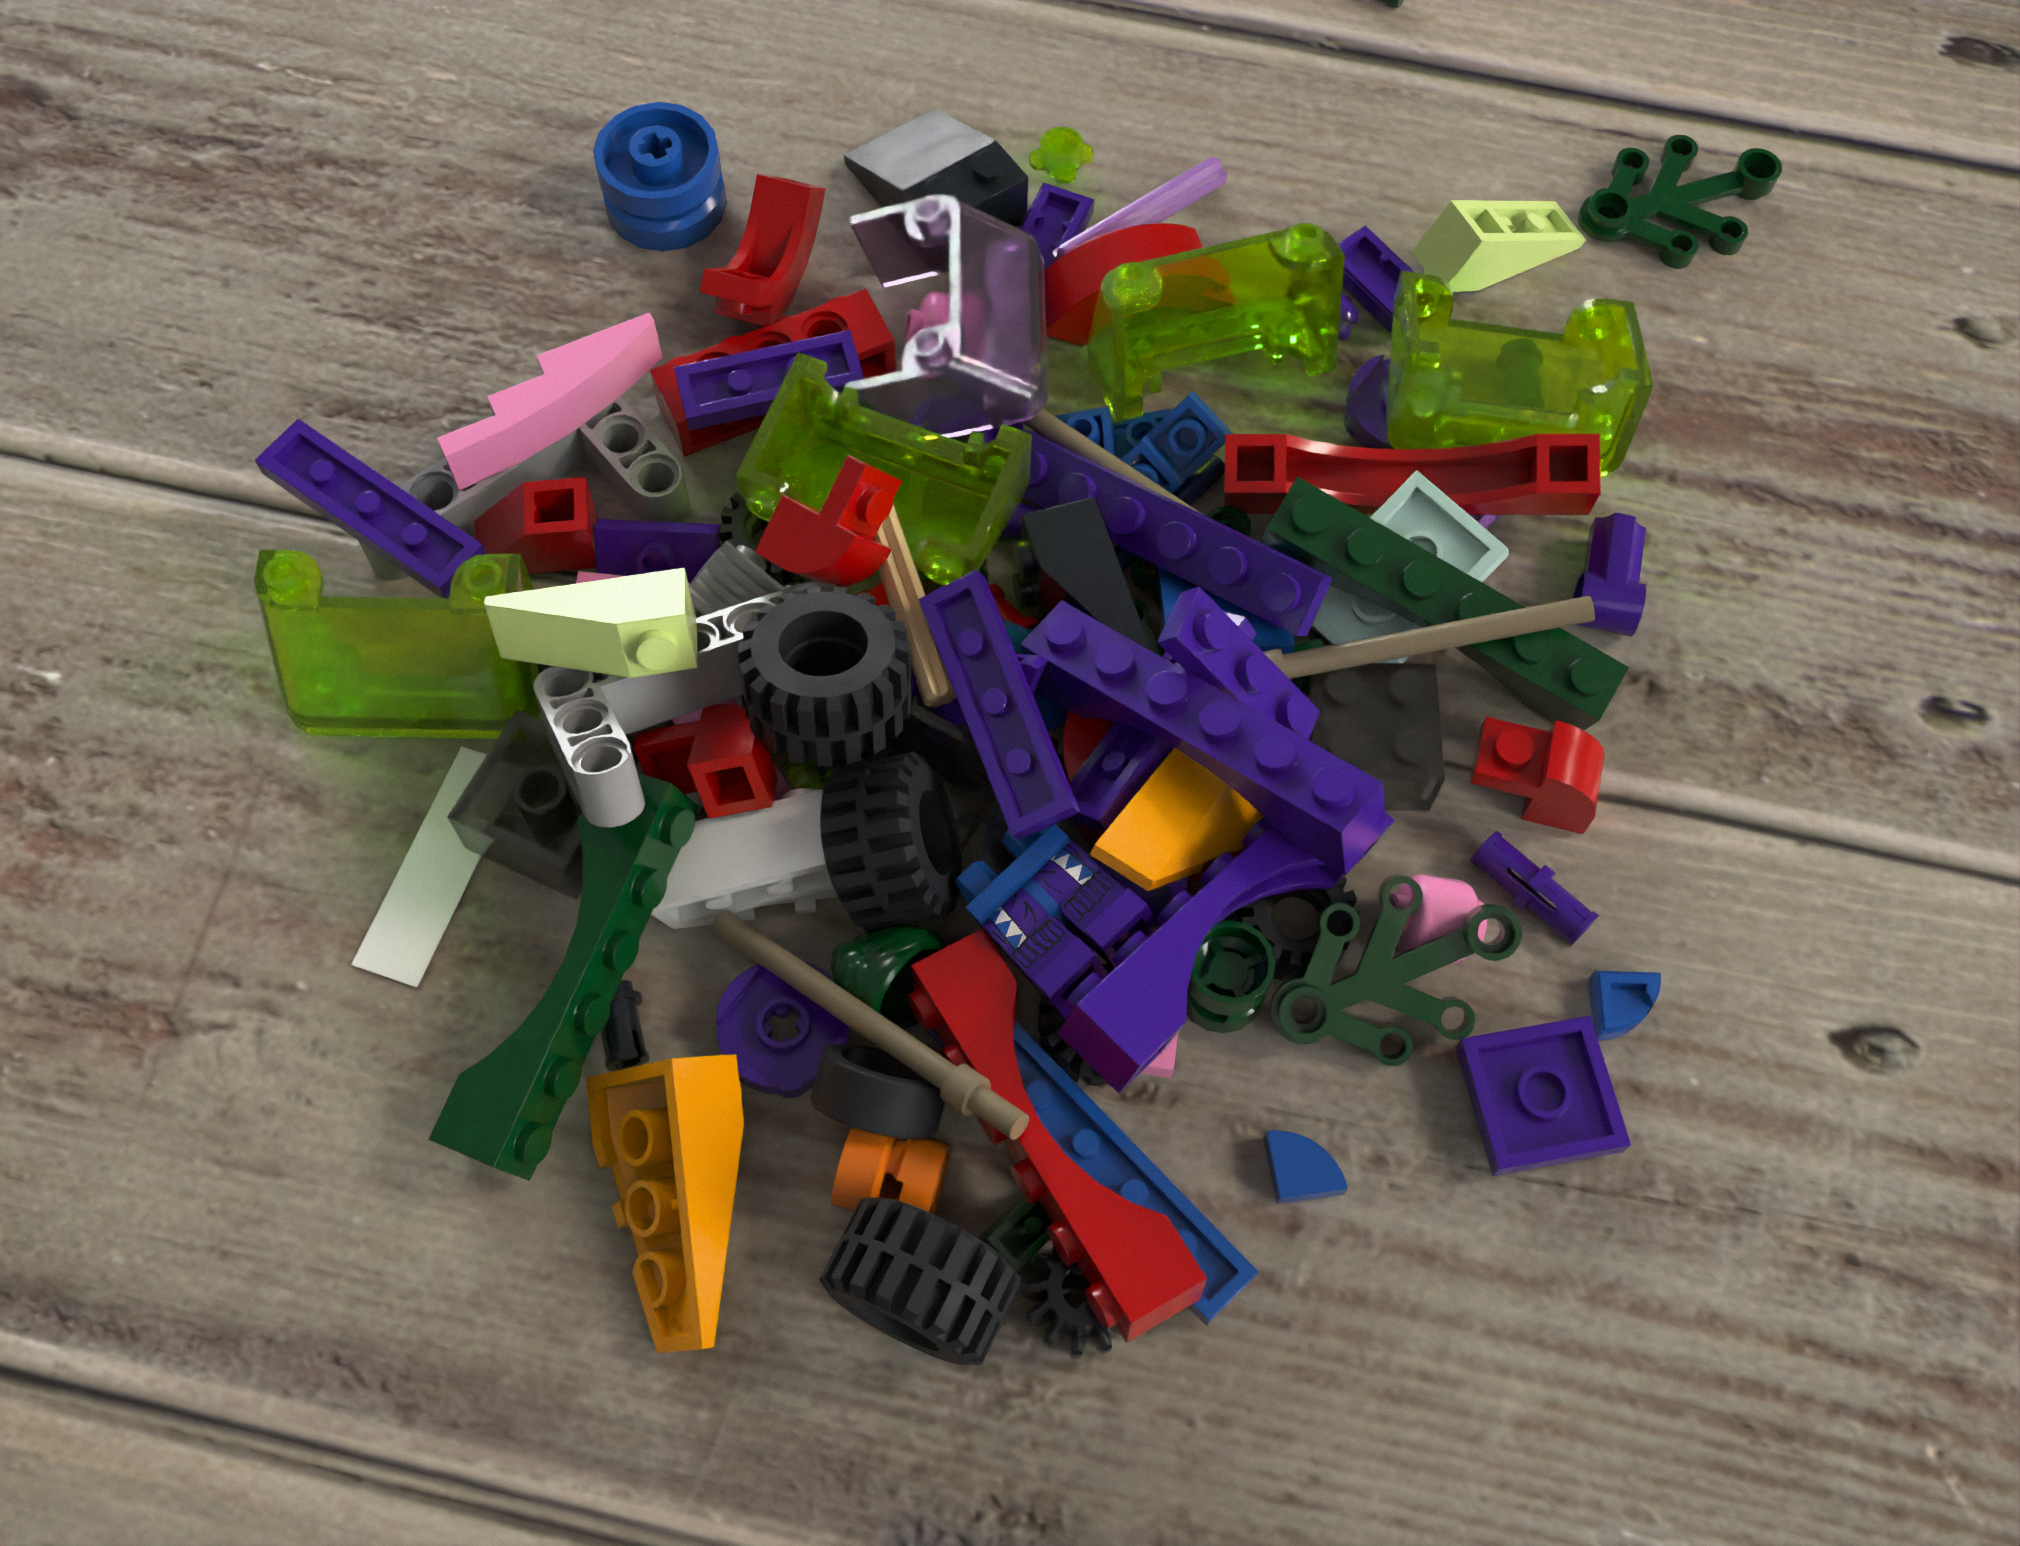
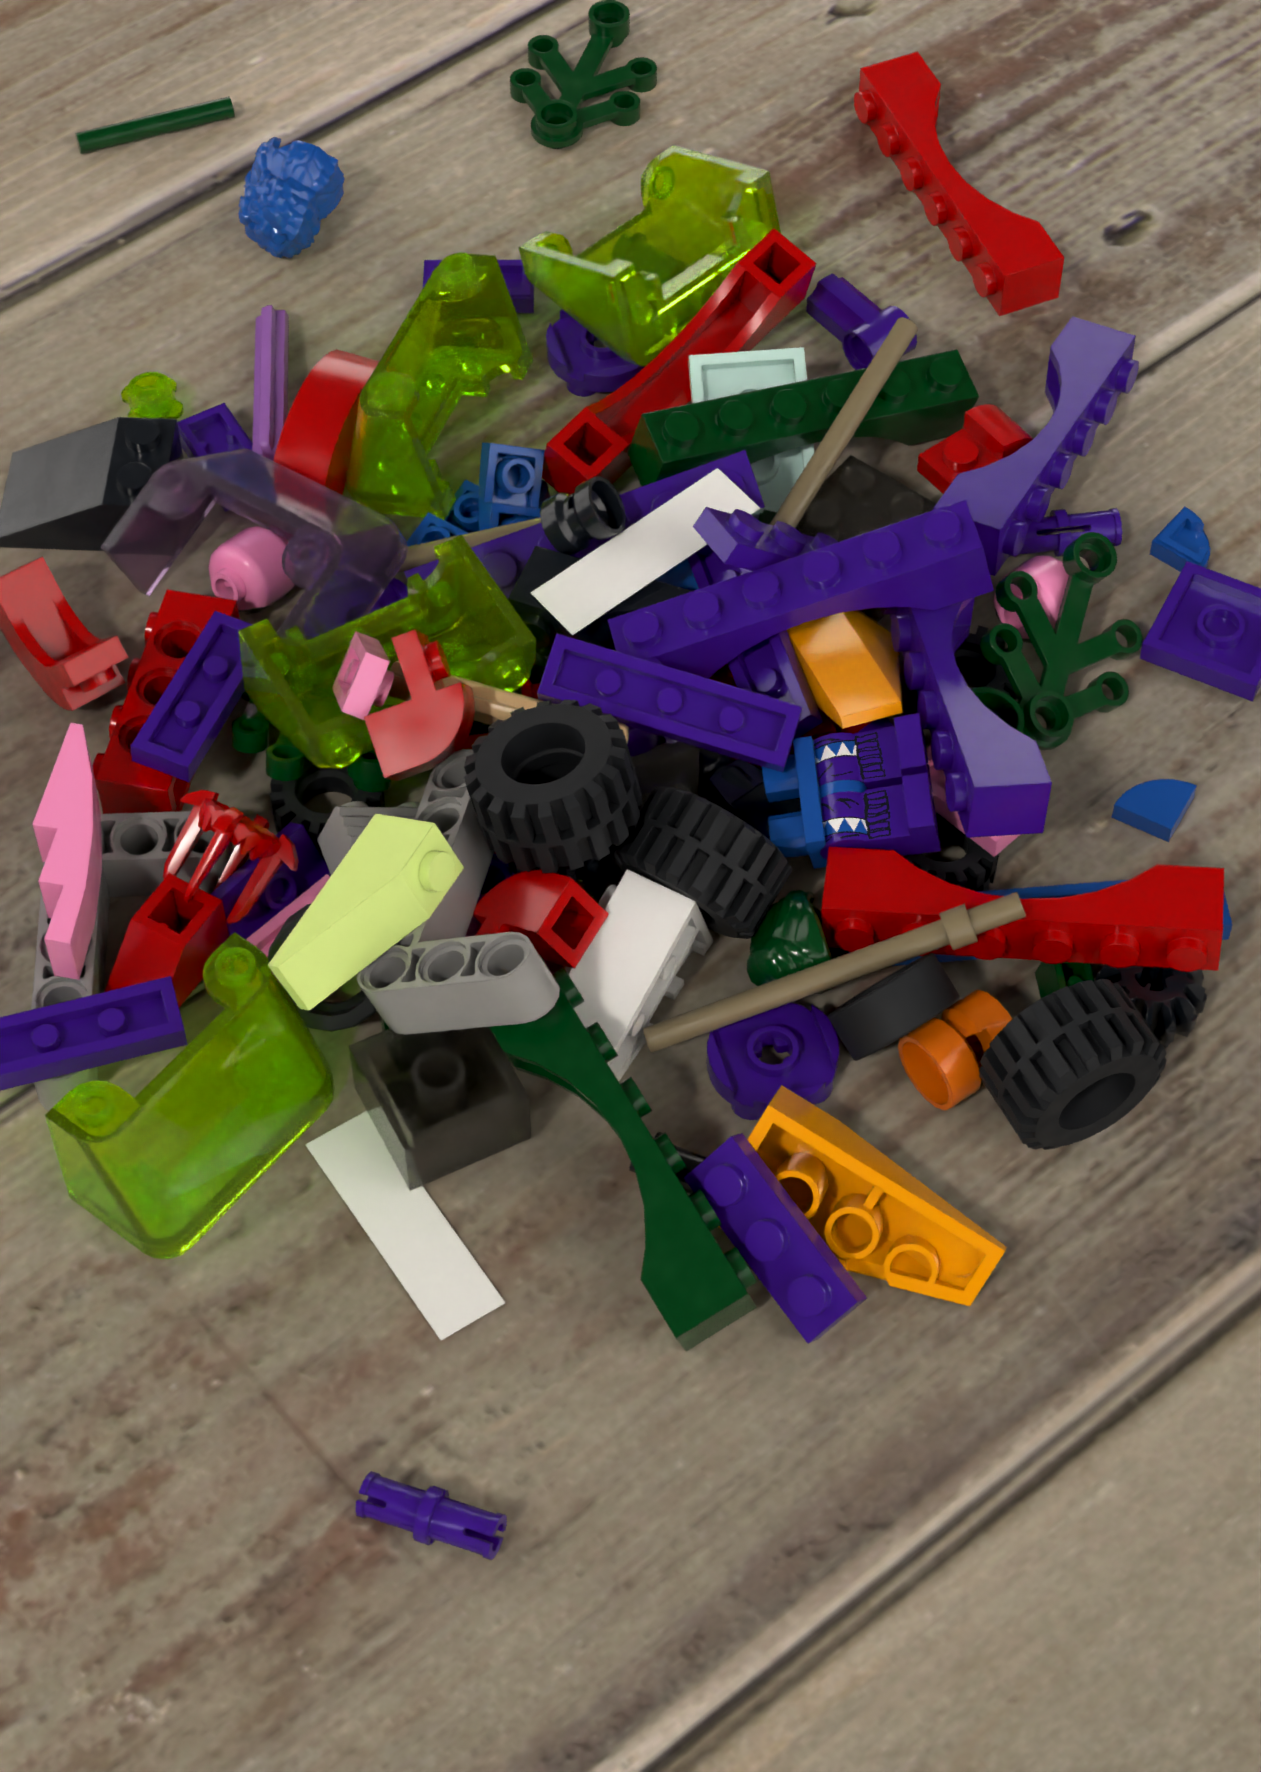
camera: 50 degrees left, 10 degrees down
(173, 1068) = (431, 1515): none -> dark purple pin
(584, 1152) = (776, 1238): none -> dark purple plate
(629, 477) = (248, 836): none -> red piece
(822, 469) = (363, 677): none -> bright pink plate
(1143, 507) = (578, 517): none -> black wheel
(1151, 576) = (638, 553): none -> white sticker
(1329, 93) = (289, 195): none -> blue hair
(1477, 814) = (1083, 381): none -> dark purple arch
(1493, 240) = (516, 200): yellowish green slope -> none
(1810, 629) = (1003, 251): none -> red arch

